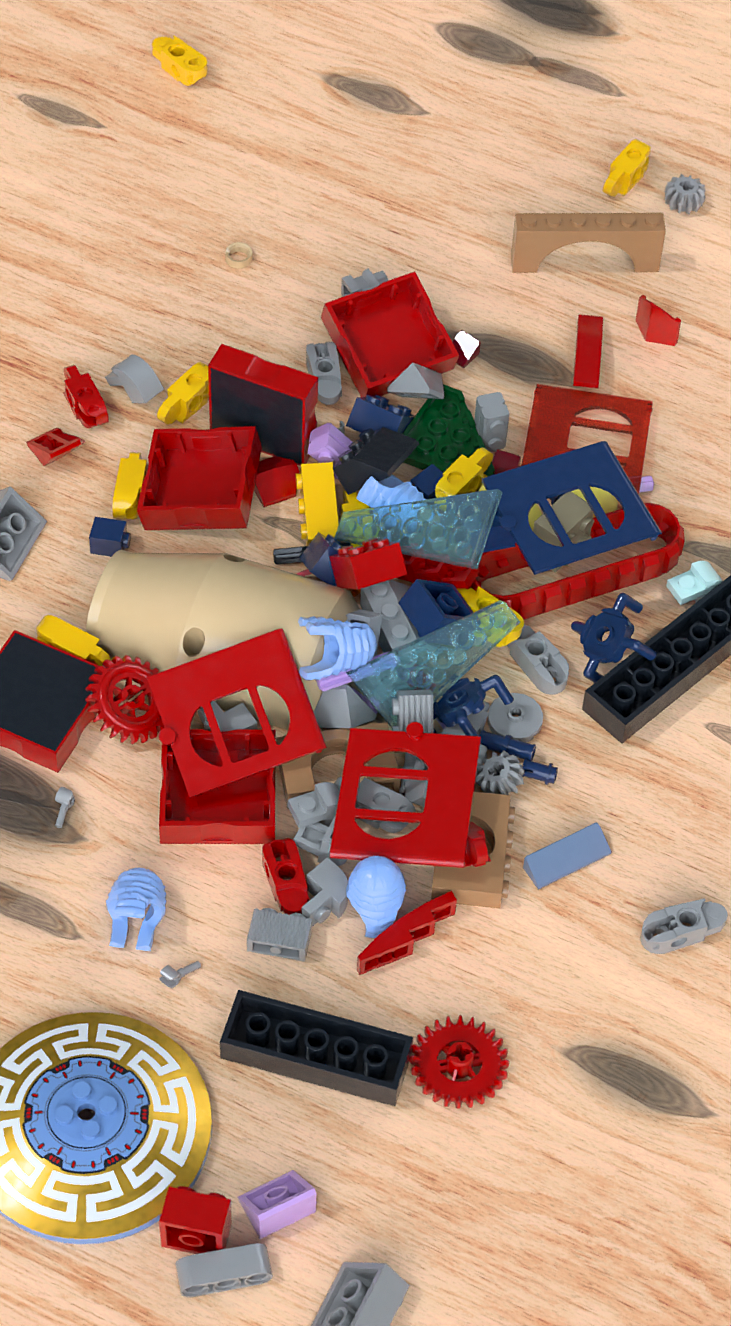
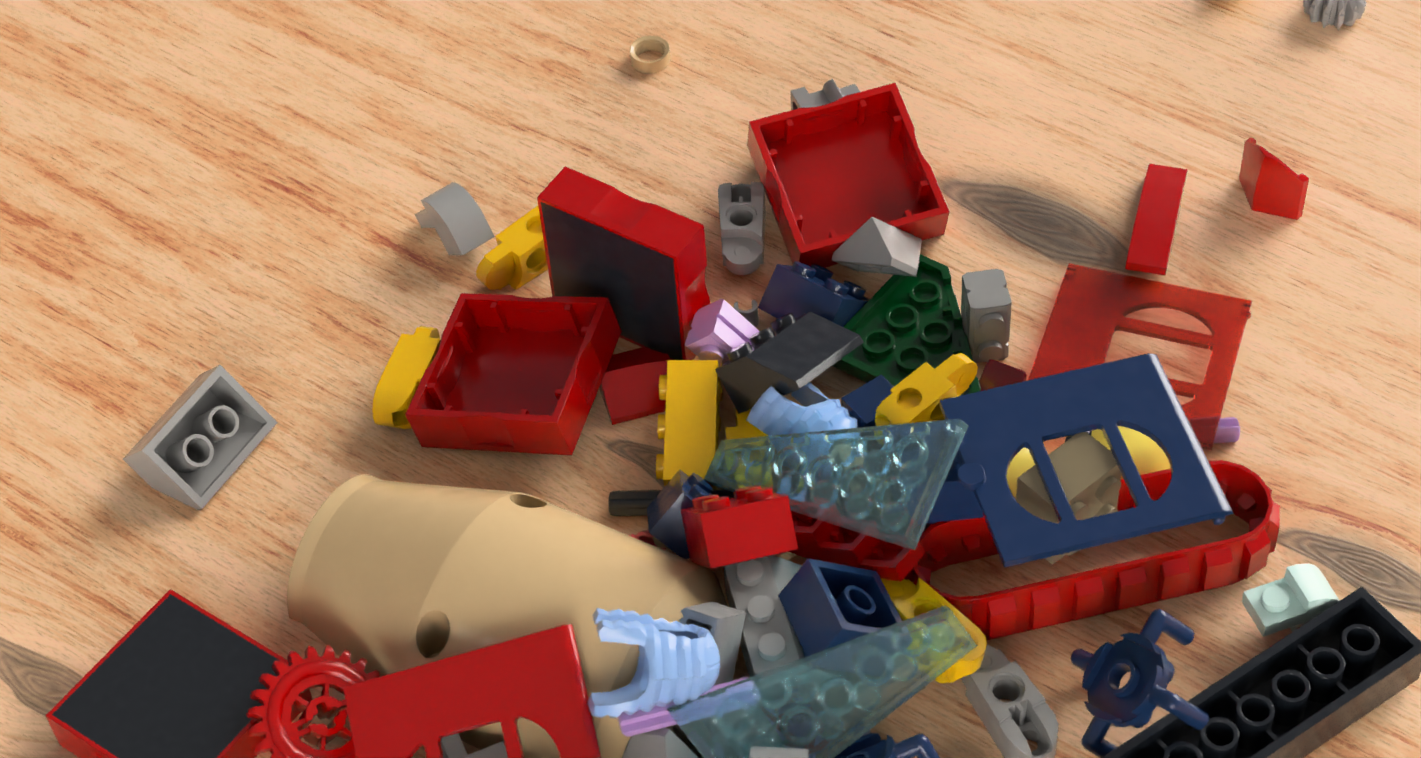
camera: 15 degrees right, 5 degrees down
(53, 445) = (316, 310): red slope -> none
(70, 639) = (256, 614): yellow piece -> none
(84, 398) = (374, 243): red piece -> none
(108, 536) = (359, 451): dark blue brick -> none
(467, 348) = (966, 204): slope -> none
(542, 233) = (1249, 47): medium nougat arch -> none

